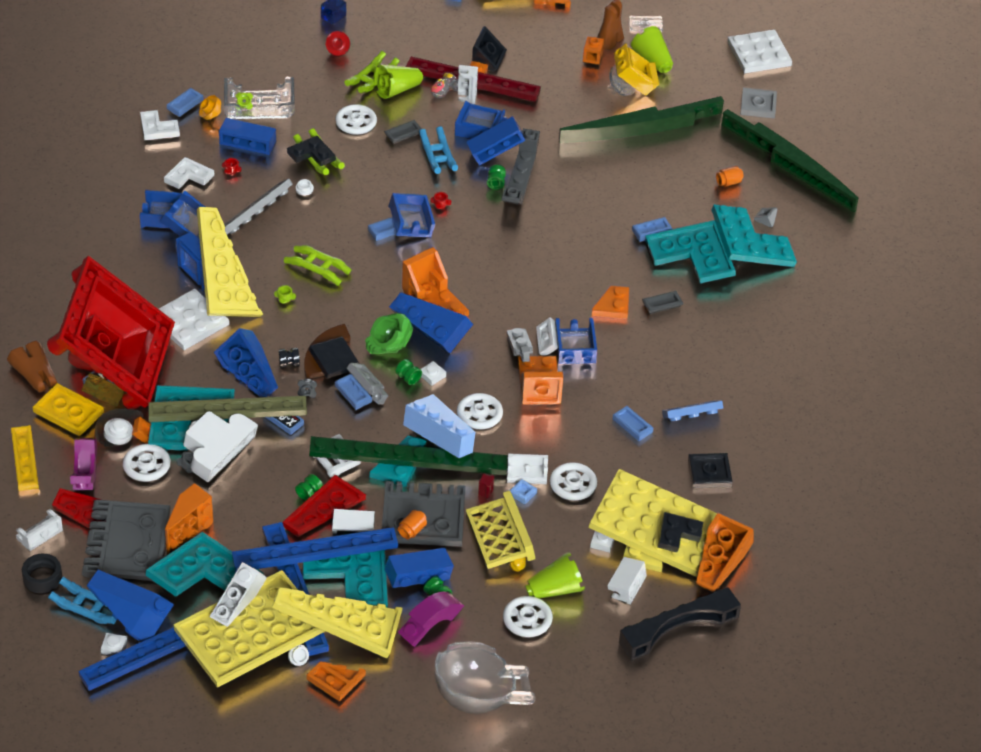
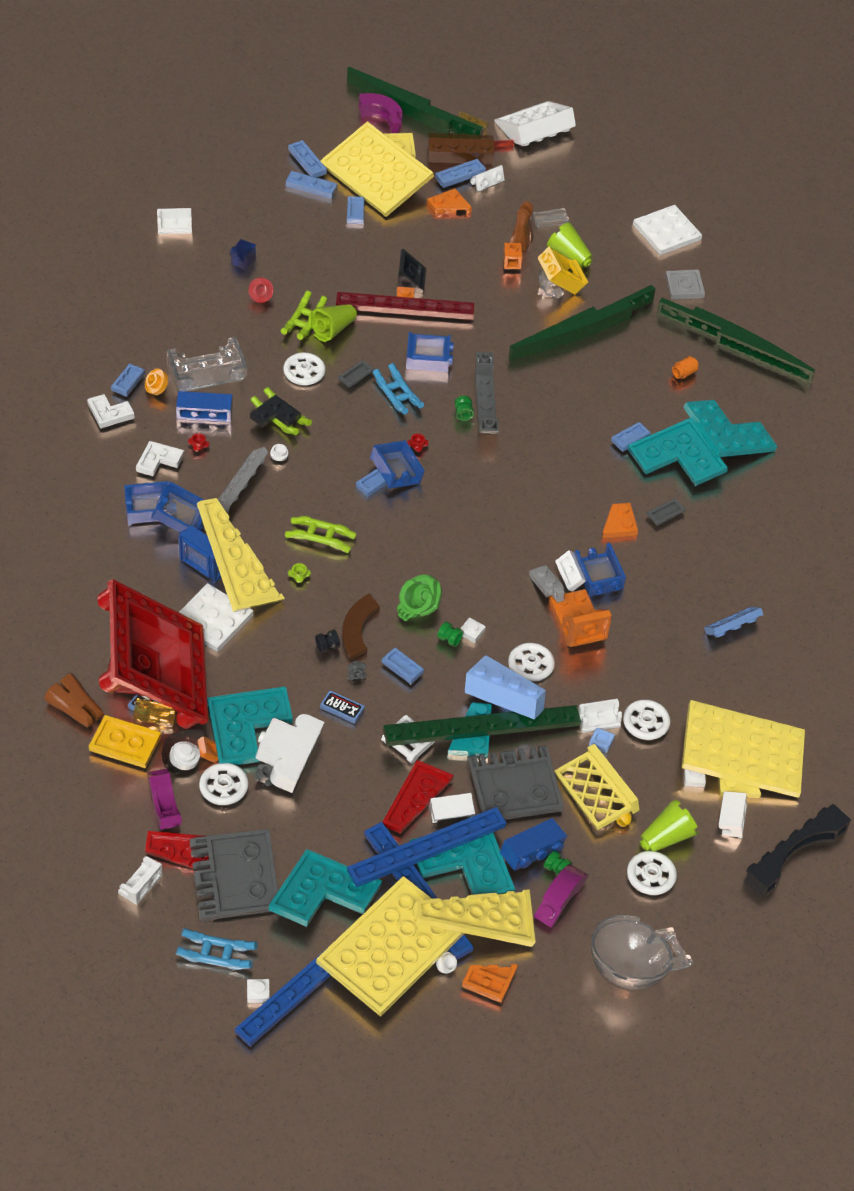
camera: 15 degrees left, 5 degrees up
(24, 458) = (97, 803): yellow tile -> none
(41, 585) = (156, 914): black tyre -> none
(134, 606) = (269, 946): blue wedge -> none
(189, 517) = (293, 833): orange slope -> none
(227, 407) = (288, 710): olive plate -> none
(238, 594) = (372, 914): white slope -> none
(244, 96) = (193, 365): lime plate -> none
(247, 361) = (287, 653): blue wedge -> none
(308, 487) = (395, 778): green wheel -> none
(333, 356) = (372, 632): black tile -> none
(368, 382) = (415, 652): light grey hinge -> none
(412, 524) = (512, 799): orange brick -> none
(427, 280) = (438, 542): orange bracket -> none
(435, 322) = (458, 576): blue wedge -> none
(443, 85) = (380, 318): clear animal -> none
(467, 83) = (404, 312): white hinge -> none
(486, 486) = (566, 742): dark red piece -> none
(496, 140) = (453, 370): blue brick -> none
(632, 423) = (680, 646): medium blue tile -> none
(677, 527) = (764, 752): black plate -> none
(710, 470) = (769, 681): black tile -> none
(723, 550) = (813, 763): orange wedge -> none
(766, 216) = (732, 403): light grey slope -> none

